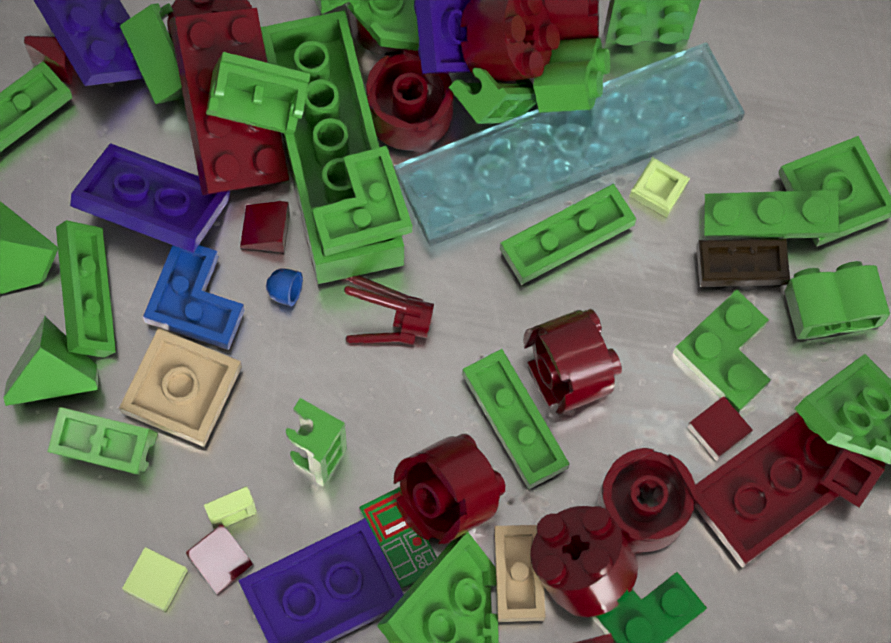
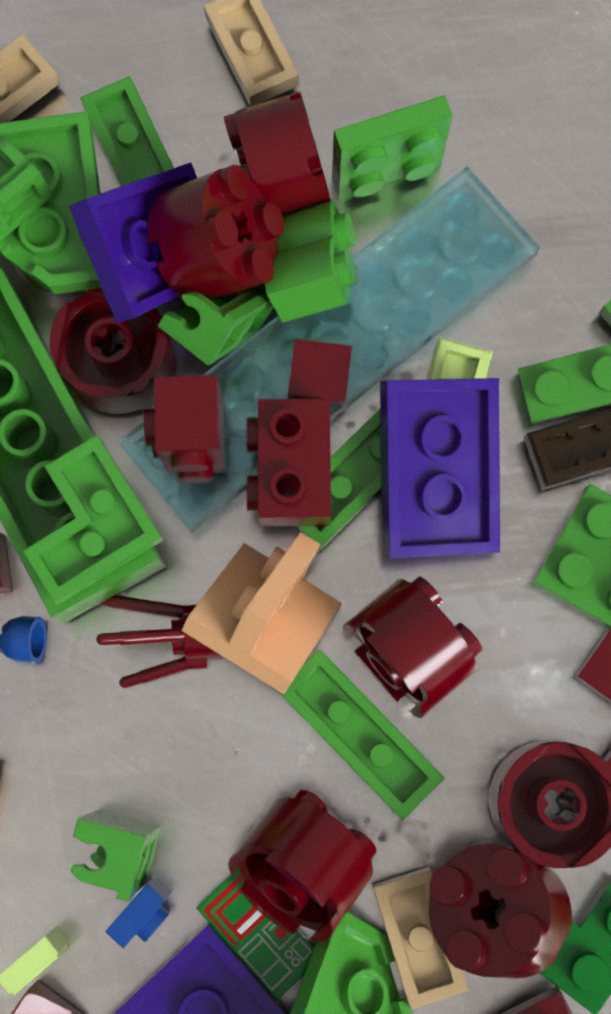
camera: 10 degrees left, 10 degrees up
(318, 497) = (141, 915): none -> blue plate
(451, 161) = (188, 427): none -> dark red brick
(470, 309) = (265, 612): none -> light nougat bracket
(519, 209) = (292, 462): none -> dark red brick
(556, 155) = (319, 371): none -> dark red tile
(627, 243) = (440, 467): none -> dark purple plate

